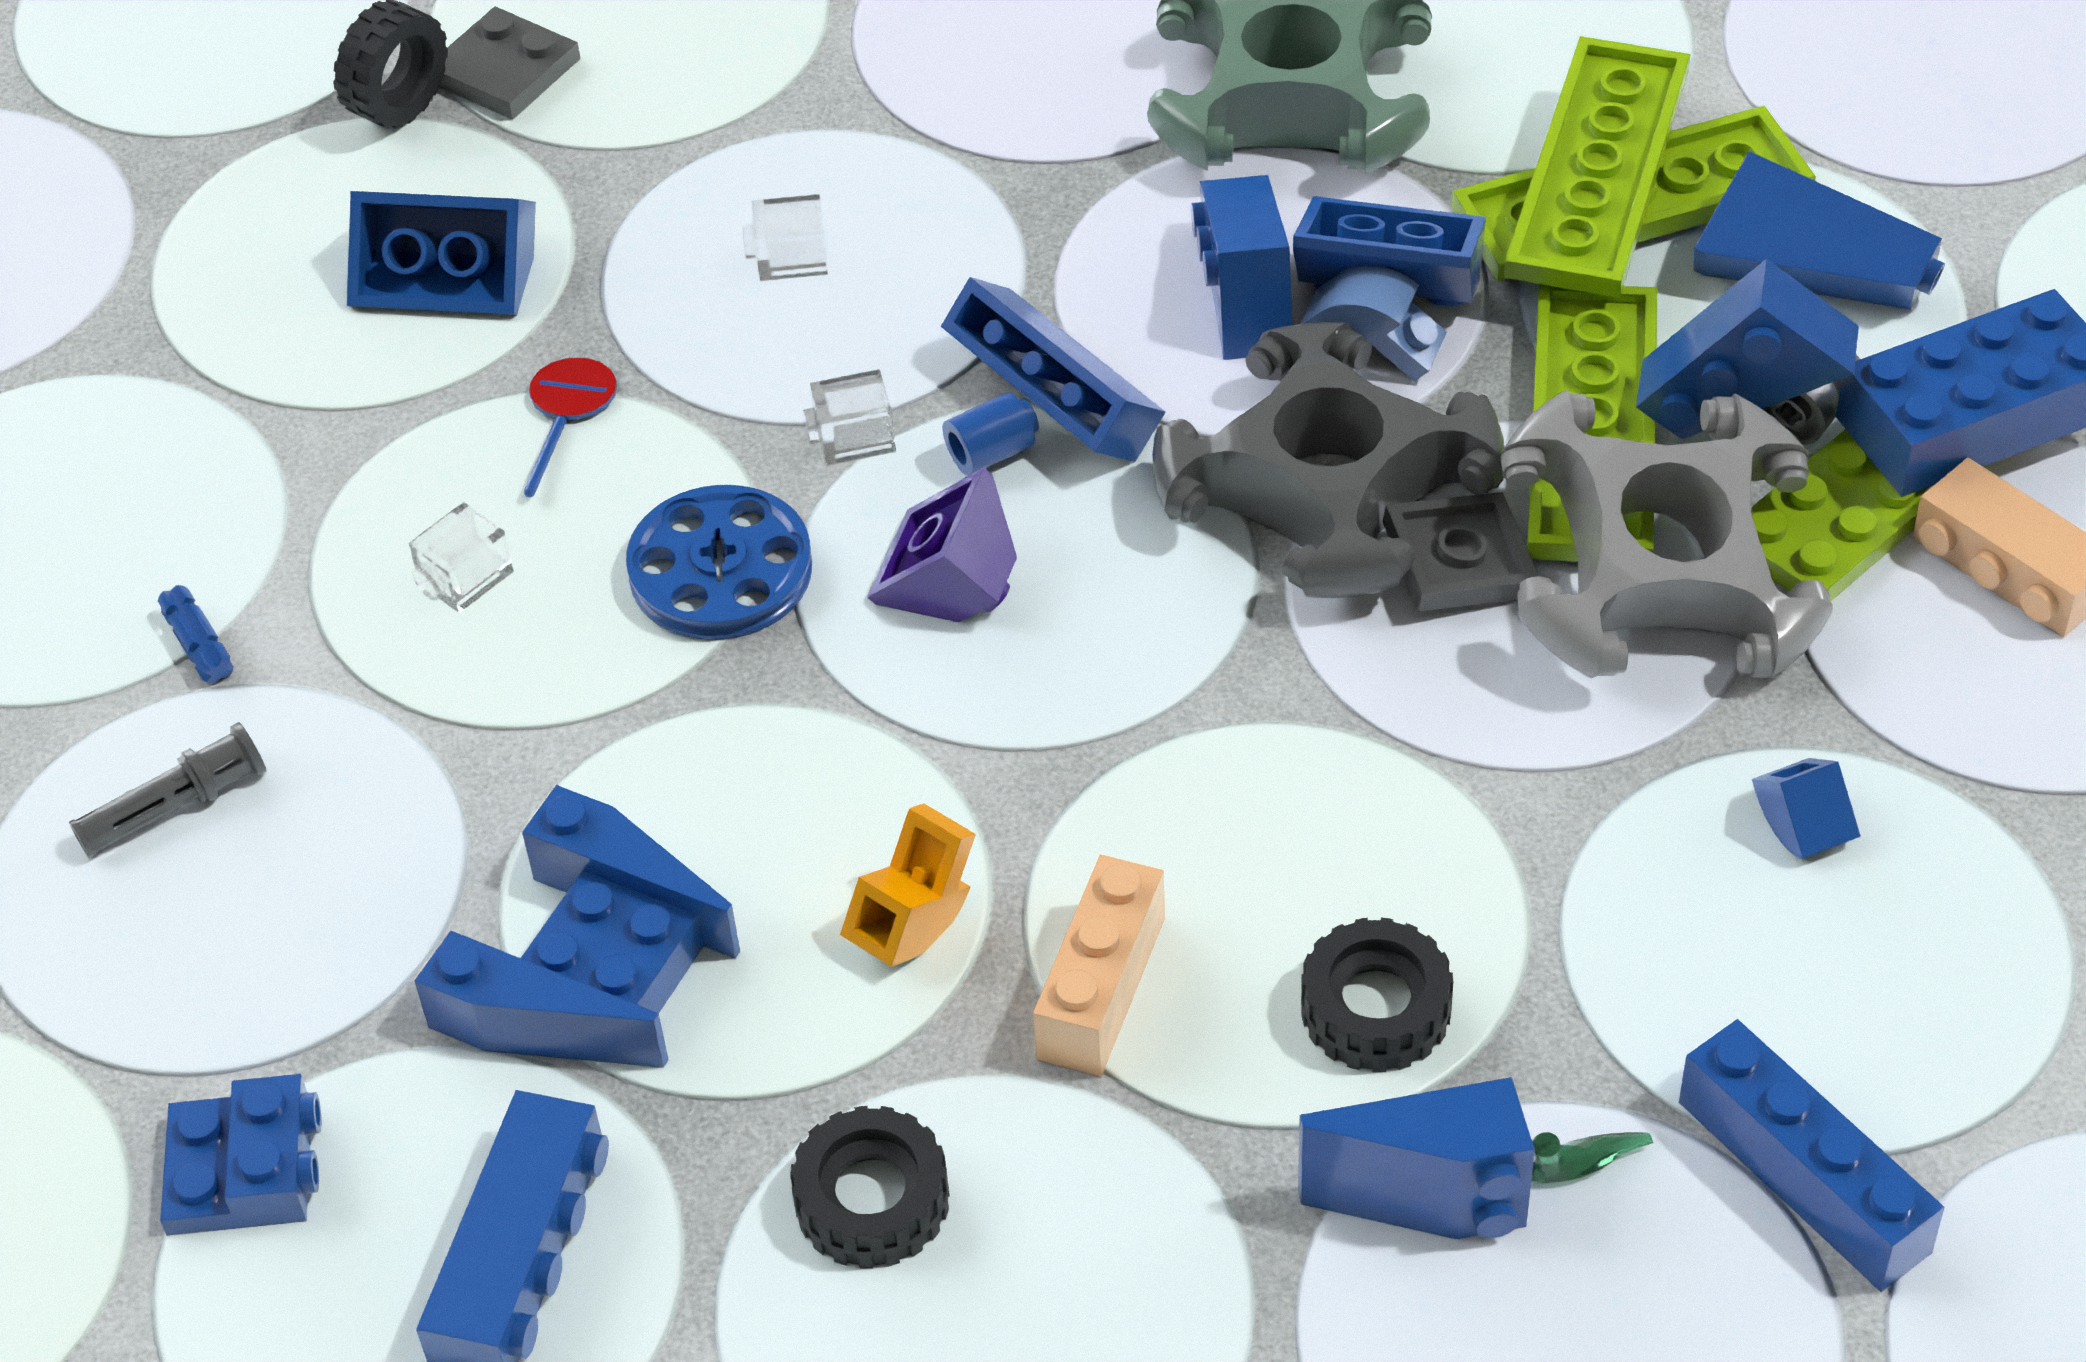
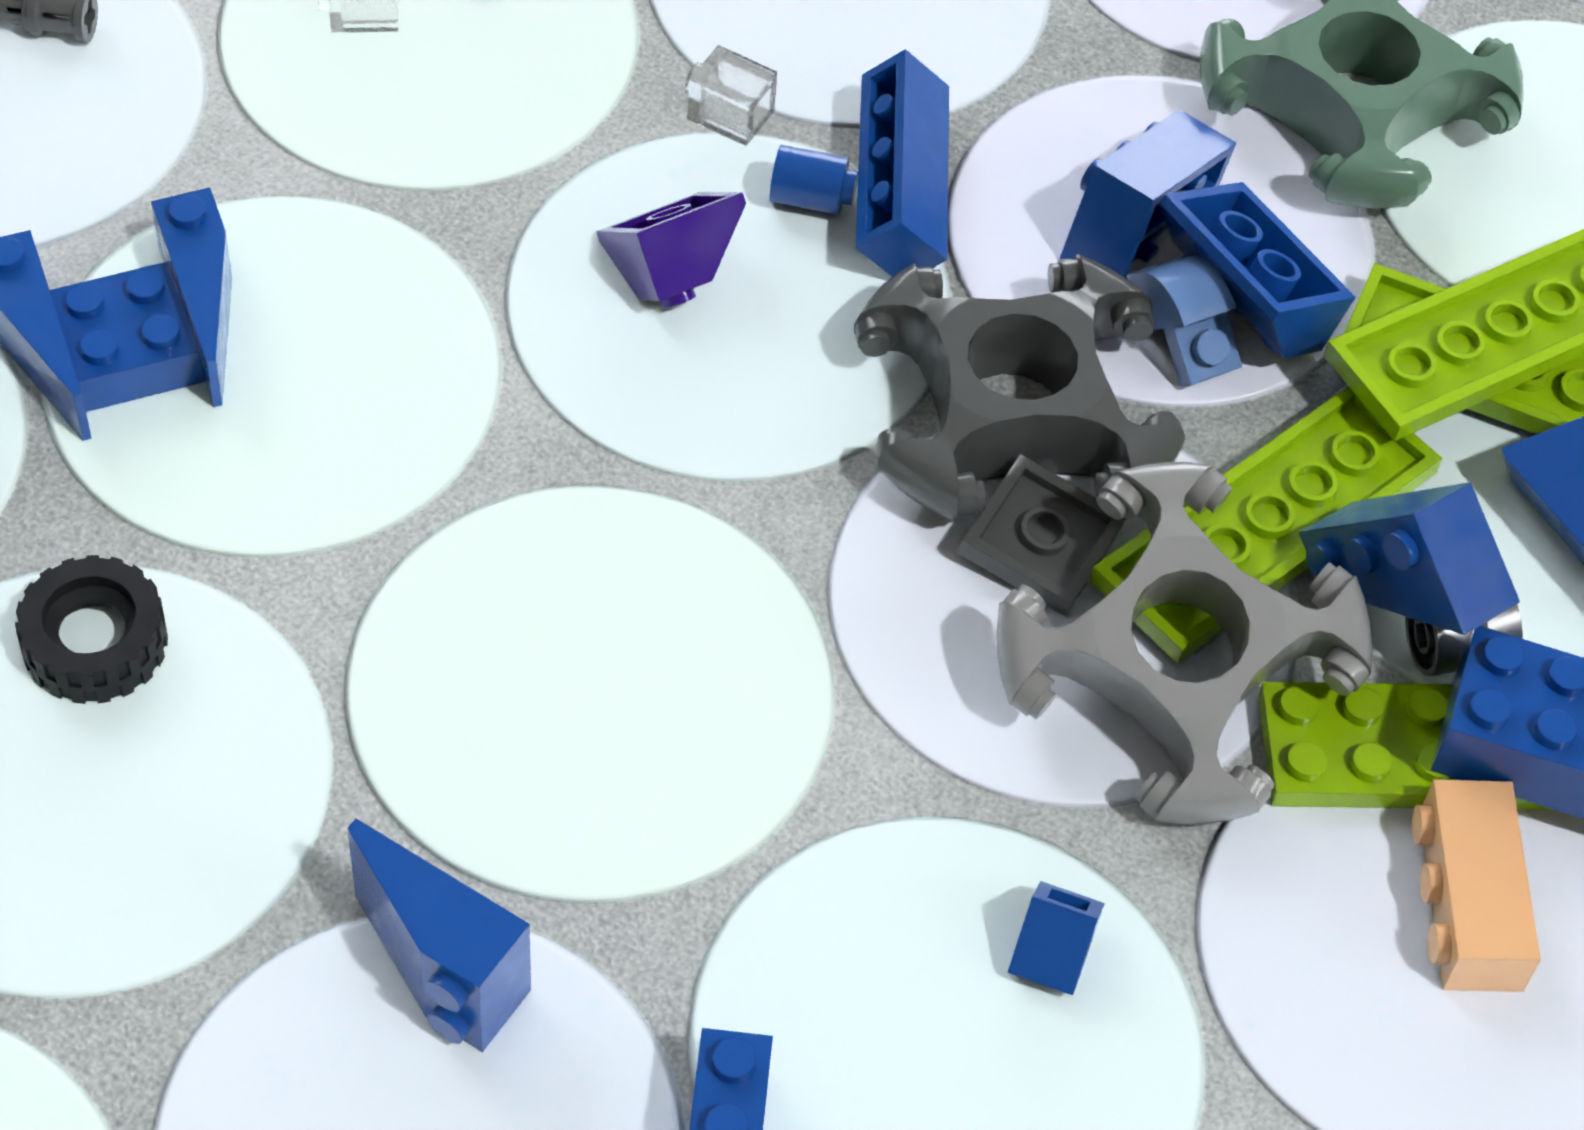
camera: 35 degrees right, 5 degrees up
(743, 568) = (530, 146): blue wedge -> none
(917, 897) = (351, 461): light orange brick -> none
(1099, 965) = (412, 609): light nougat brick -> none
(1376, 1041) = (575, 747): black tyre -> none
(1580, 1156) = (573, 1036): clear green bar -> none

